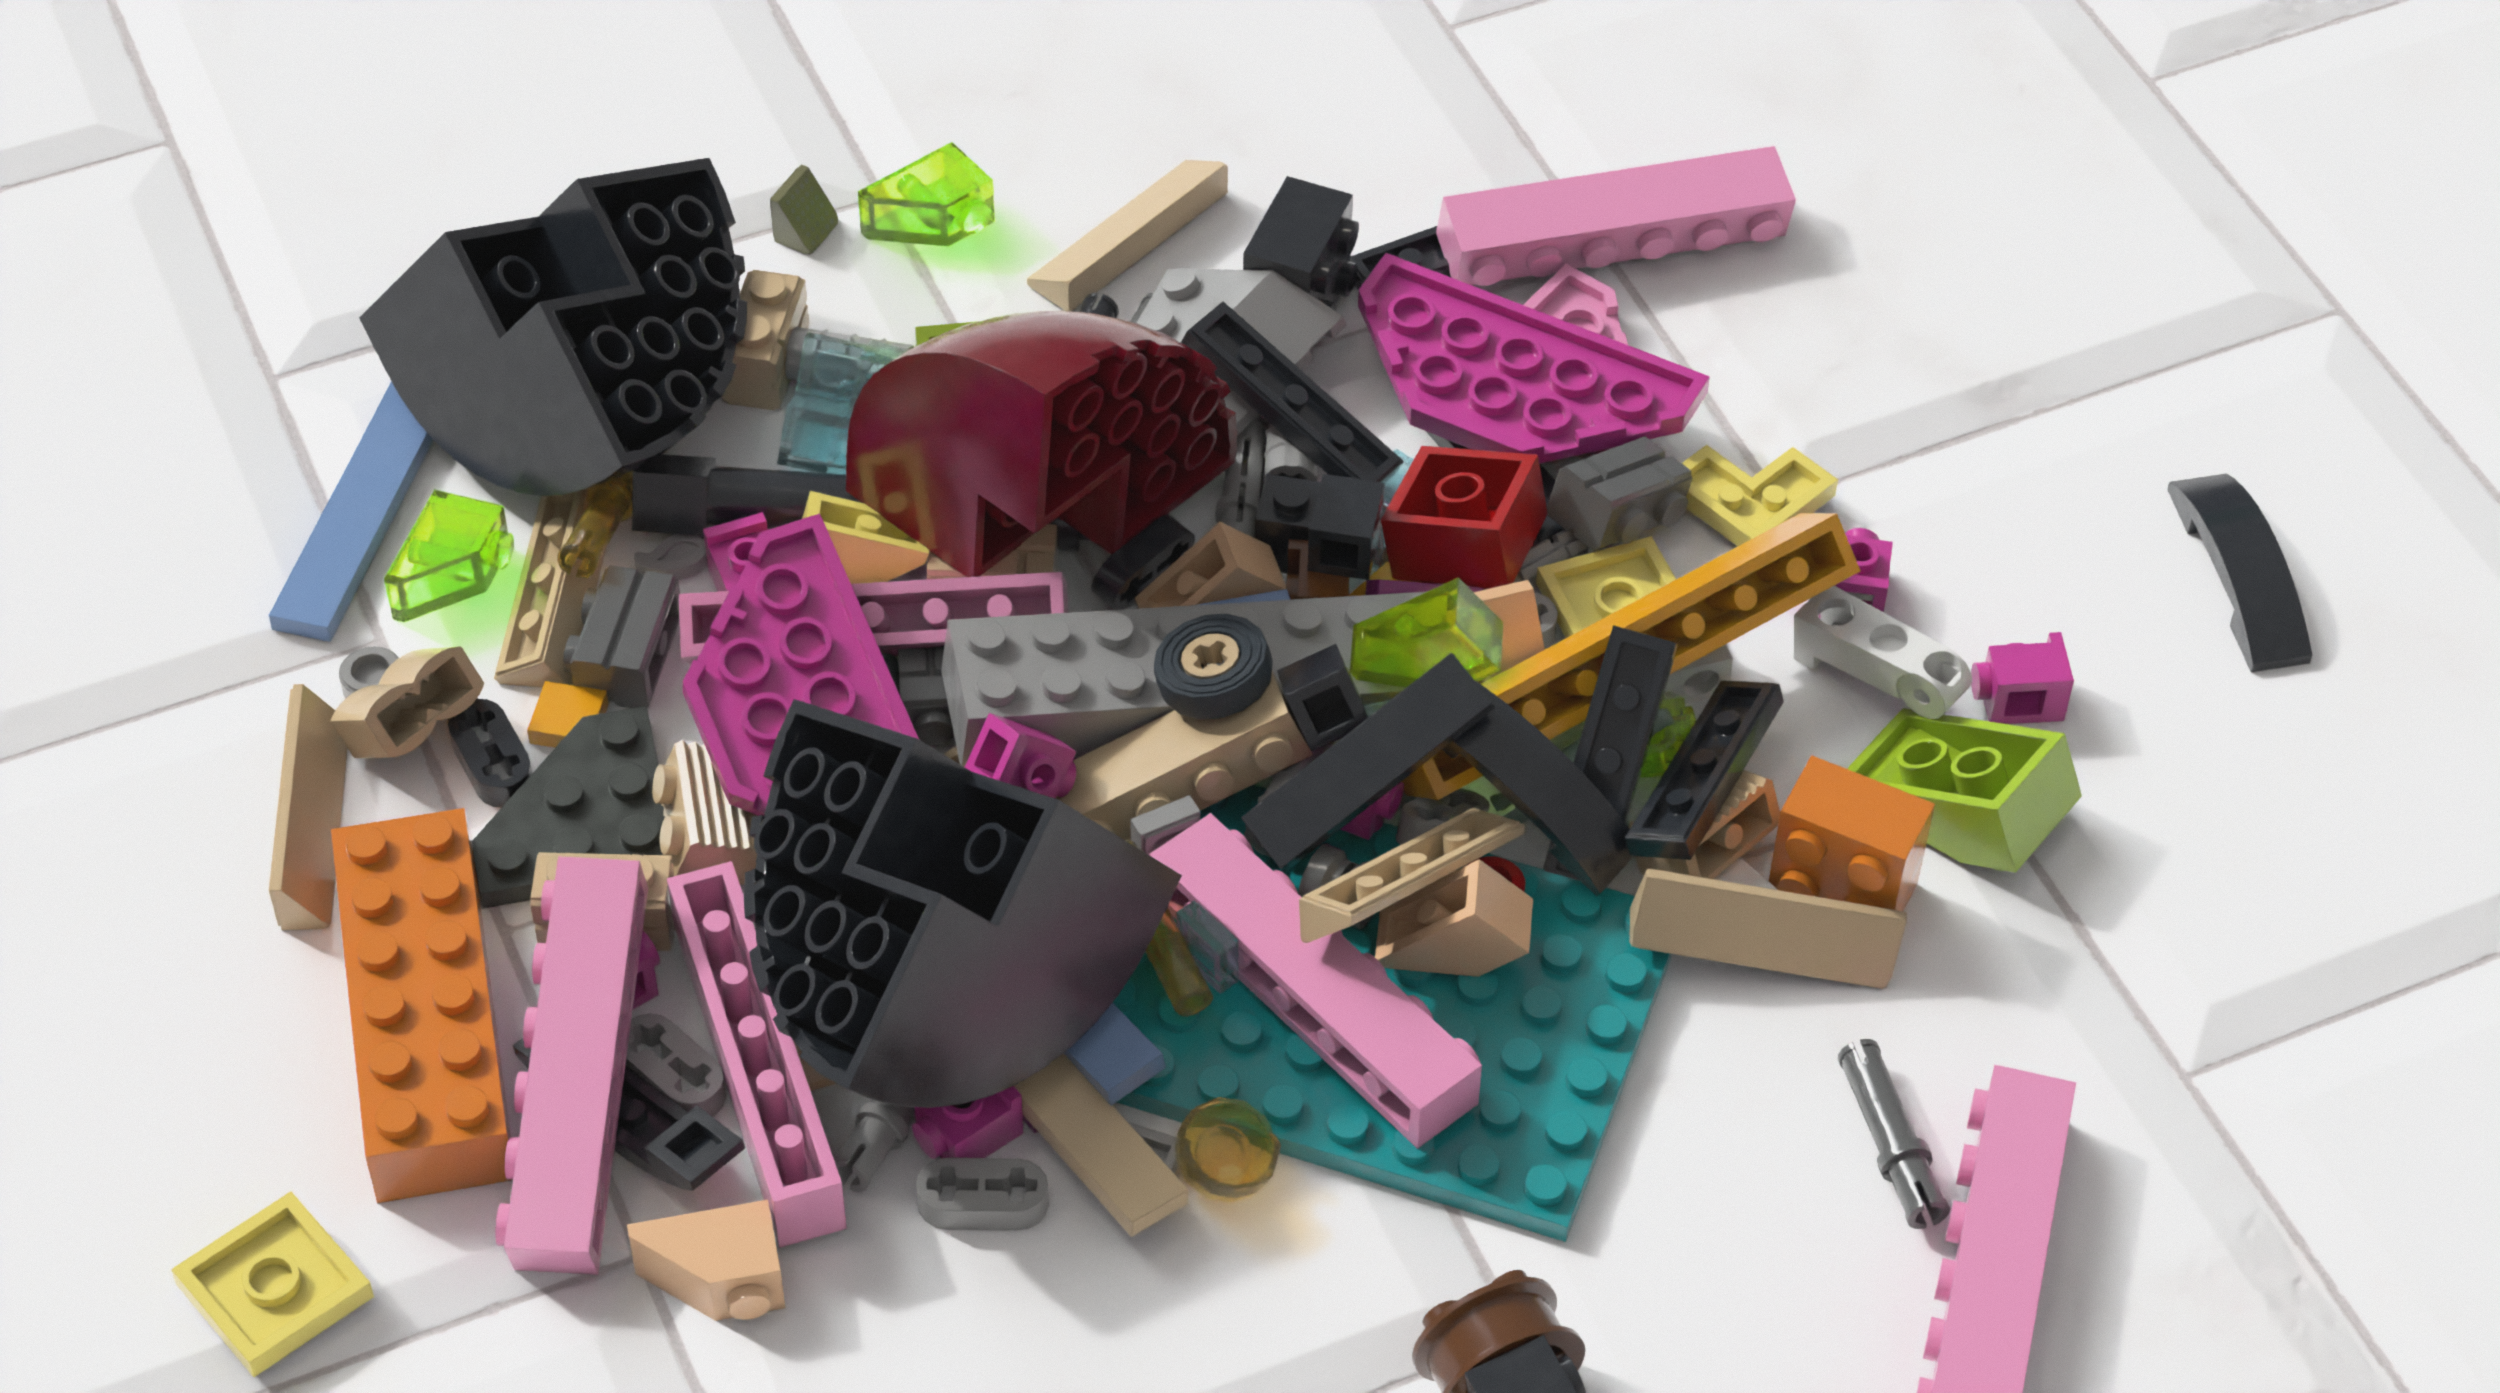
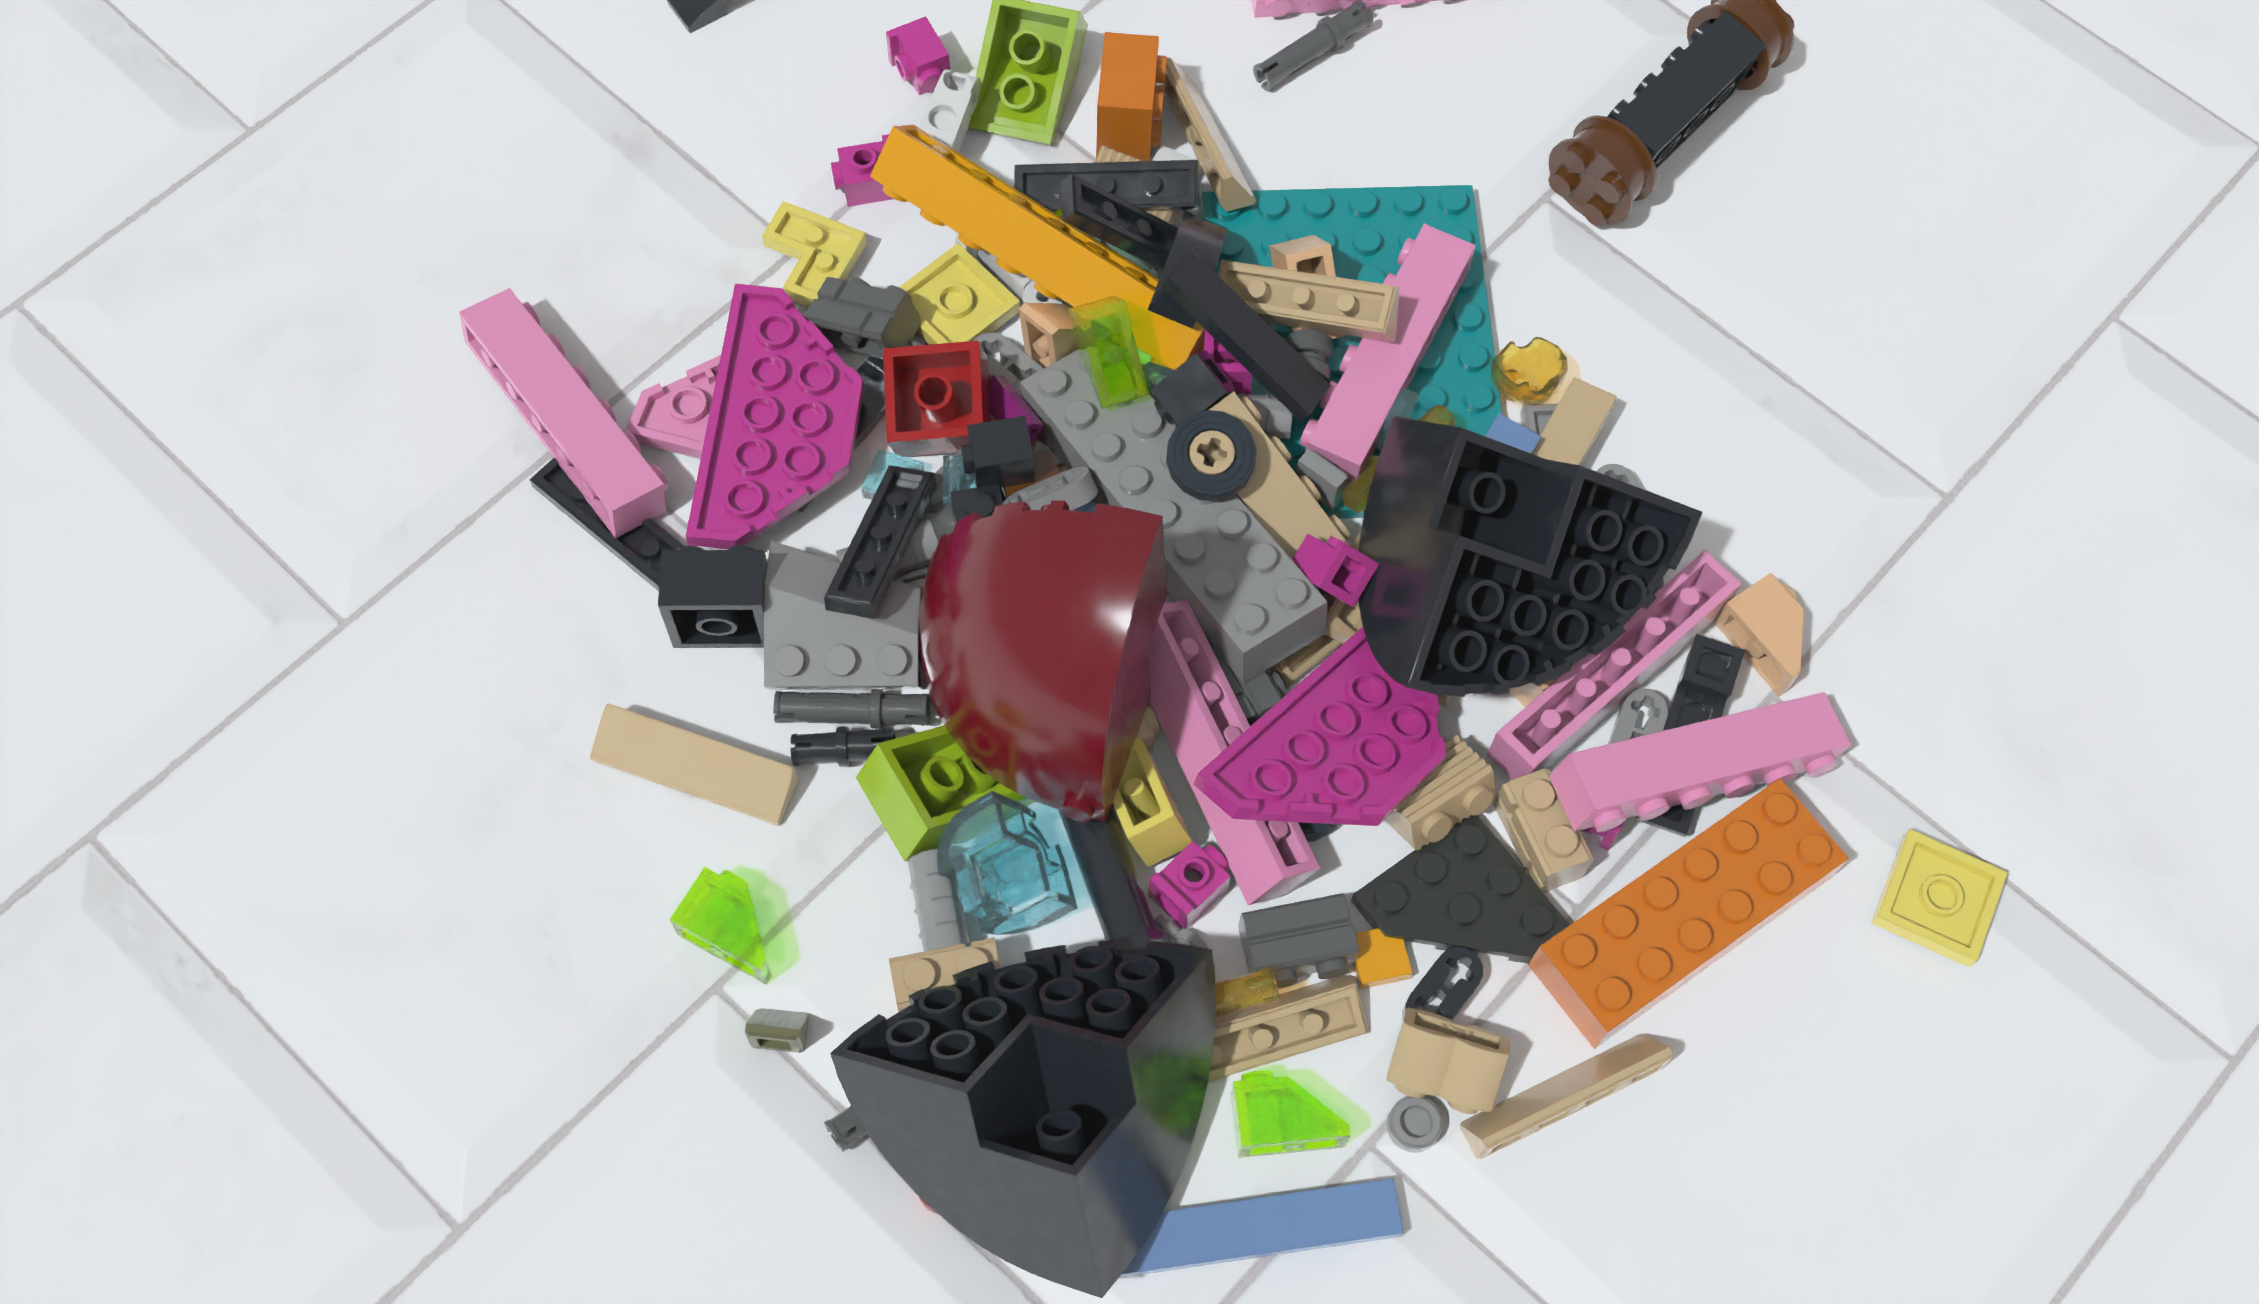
camera: 115 degrees left, 15 degrees up
(1265, 556) = (1072, 485): none -> light grey beam

